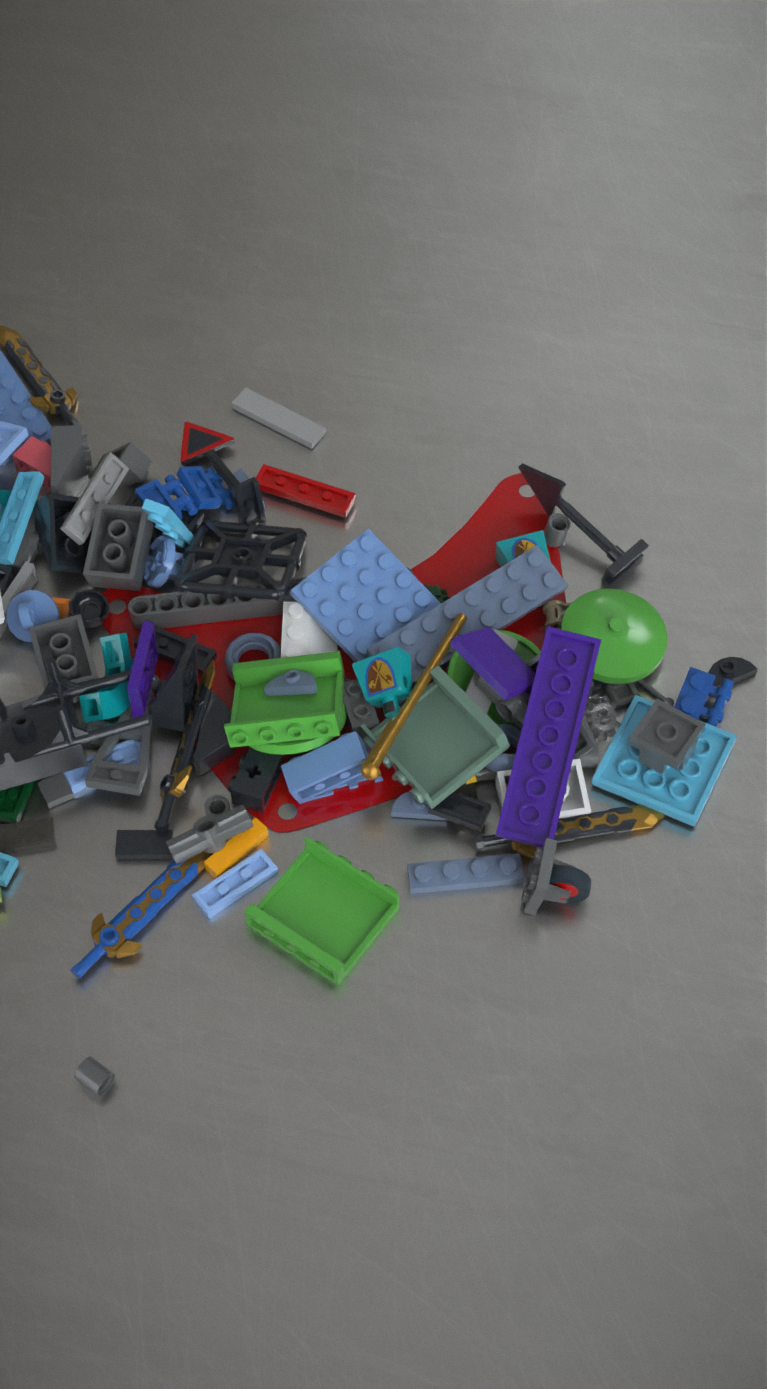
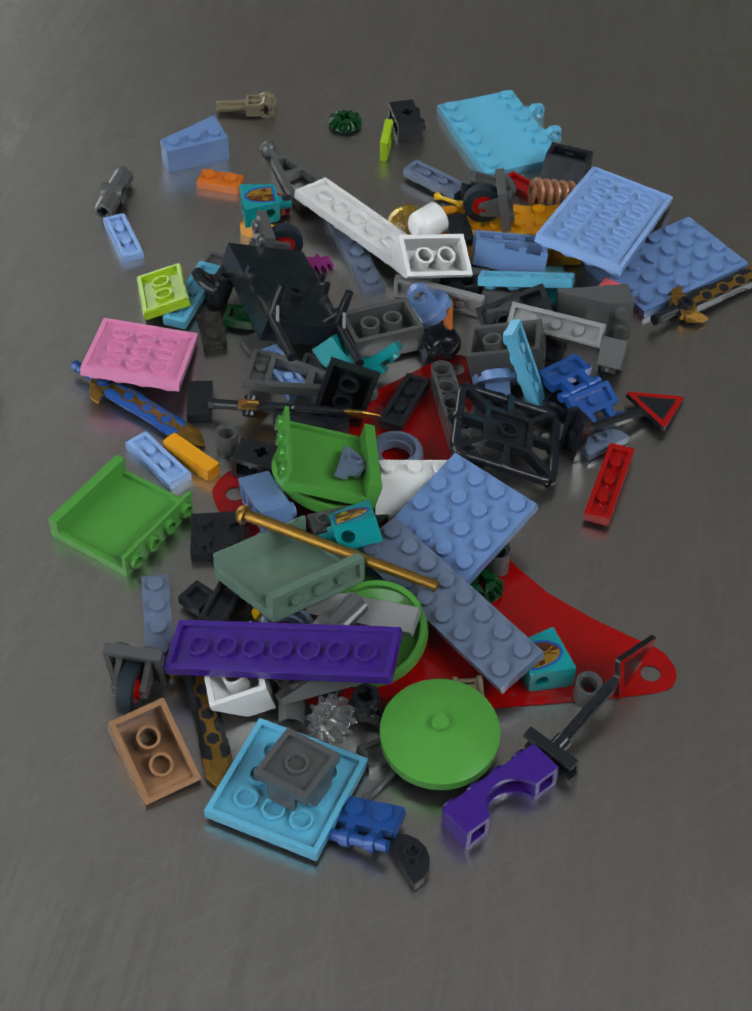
camera: 85 degrees right, 10 degrees down
(75, 898) = (139, 354): none -> bright pink plate
(143, 669) = (378, 358): dark purple tile -> none
(209, 834) = (197, 429): dark grey piece -> none
(278, 418) = (703, 463): light grey tile -> none
(352, 822) = (213, 533): none -> black plate
(440, 836) = (195, 597): none -> black plate
(495, 662) = (367, 595): dark purple tile -> none
(628, 867) = (153, 751): none -> medium nougat slope
(687, 624) = (526, 774): none -> dark purple arch

